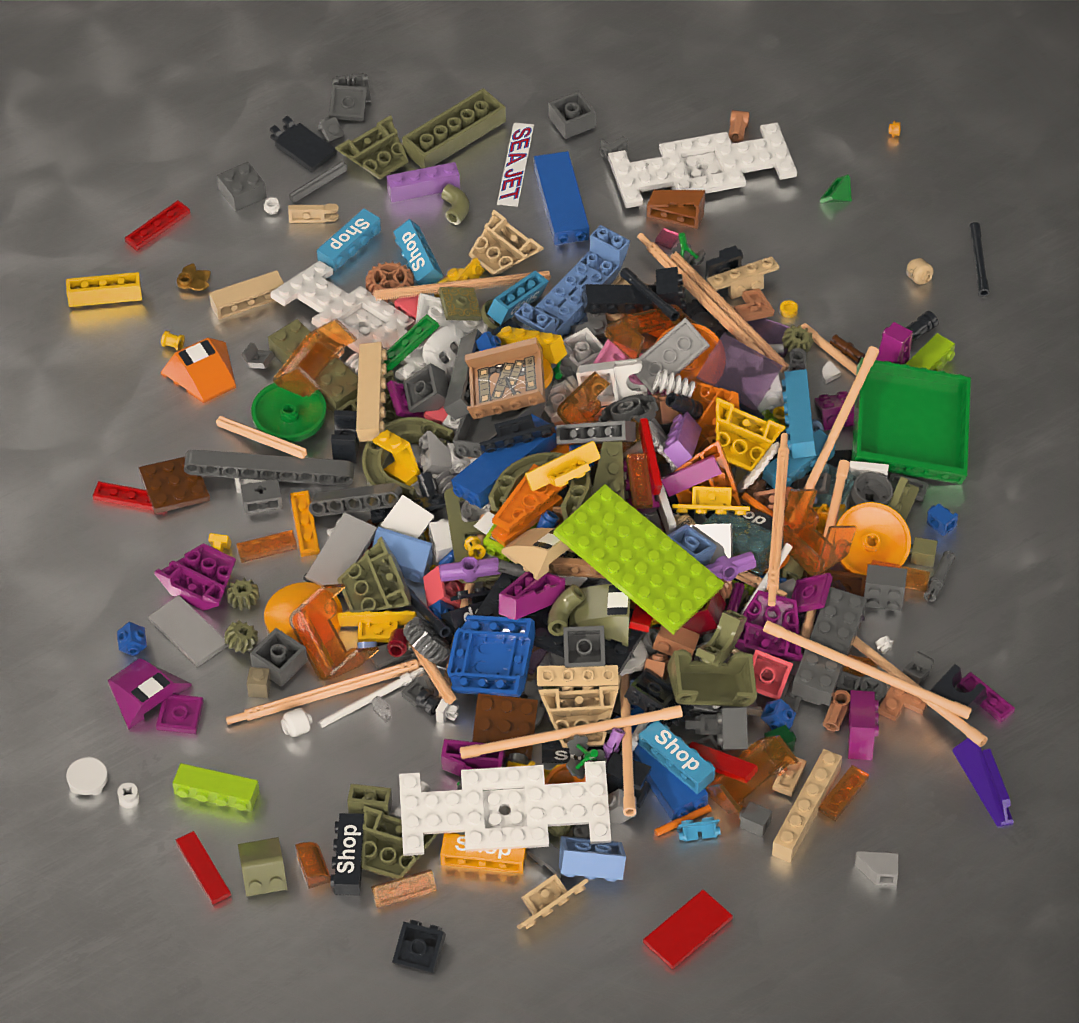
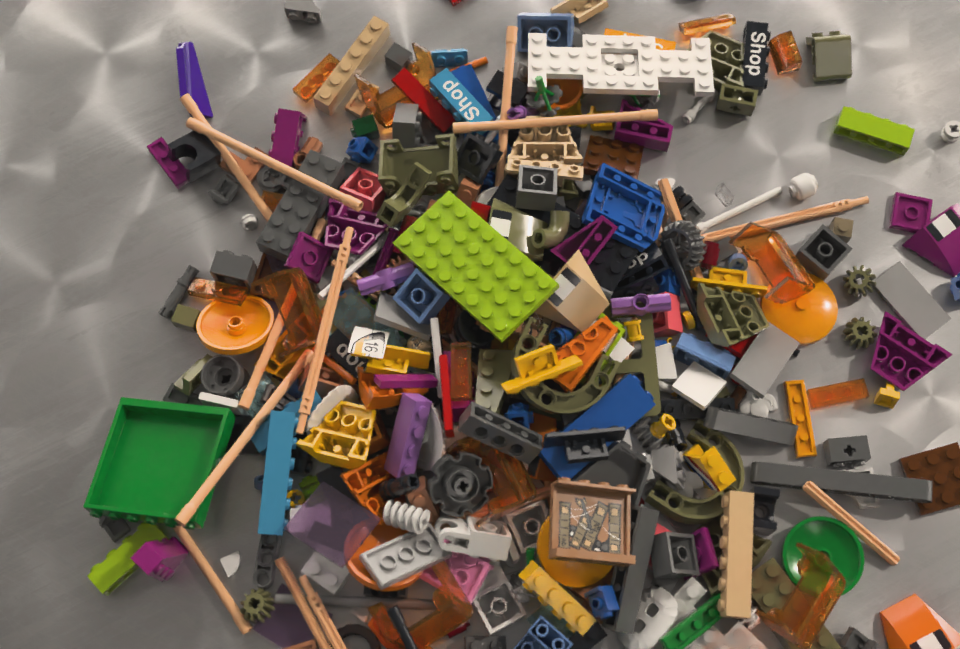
camera: 175 degrees left, 20 degrees up
(203, 867) = (879, 62): red tile -> none
(418, 589) = (688, 320): none -> yellow tile
(439, 485) = (664, 425): none -> yellow bush
(518, 758) = (603, 131): dark grey tile -> none
(733, 509) = (368, 342): none -> sticker
(830, 407) = (233, 509): magenta bracket -> none
(847, 348) = (205, 592): reddish brown pin -> none
(924, 323) = (122, 612): black axle -> none
(941, 519) = (159, 355): blue brick -> none

